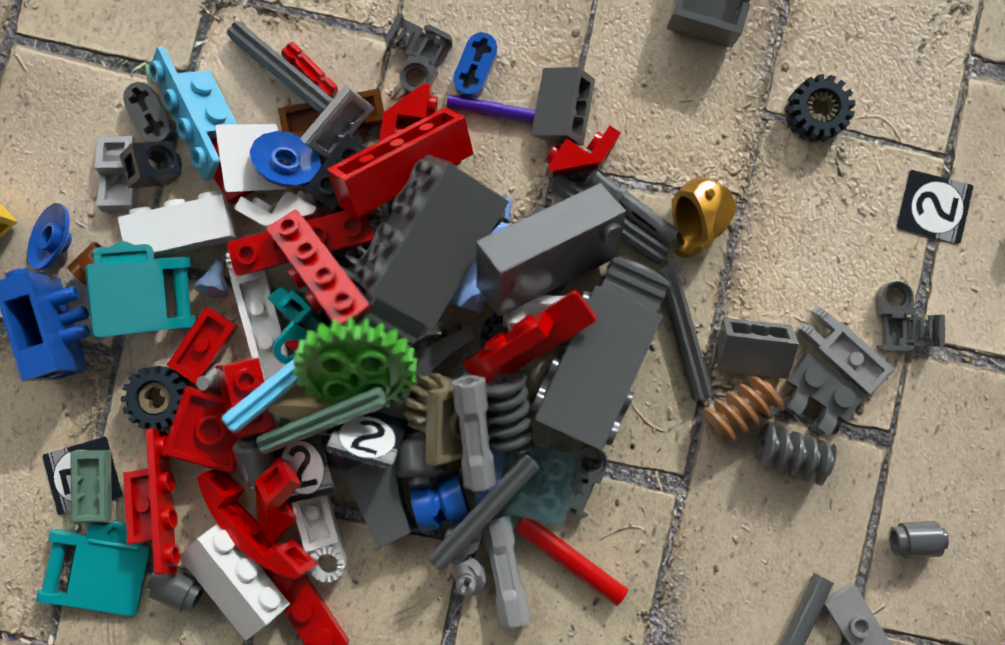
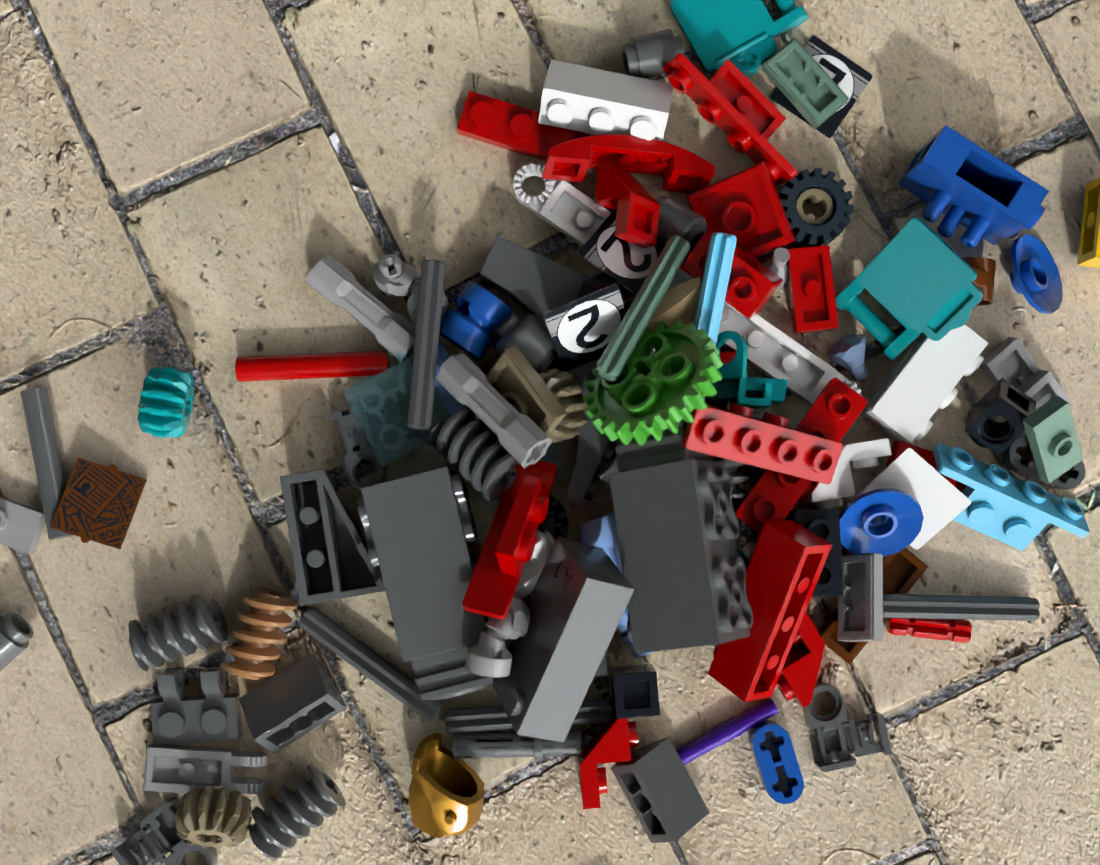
camera: 140 degrees right, 0 degrees up
(129, 122) = (1053, 439): none -> plate
(529, 179) = (635, 691): none -> black brick
(603, 275) = (489, 655): none -> light grey arm
(652, 435) = (326, 541): none -> dark grey wedge
(686, 613) = (166, 402): none -> teal gear
(782, 581) = (98, 503): none -> reddish brown piece
(807, 276) = (295, 813): none -> dark grey piece
(861, 315) = (213, 817): none -> dark tan gear

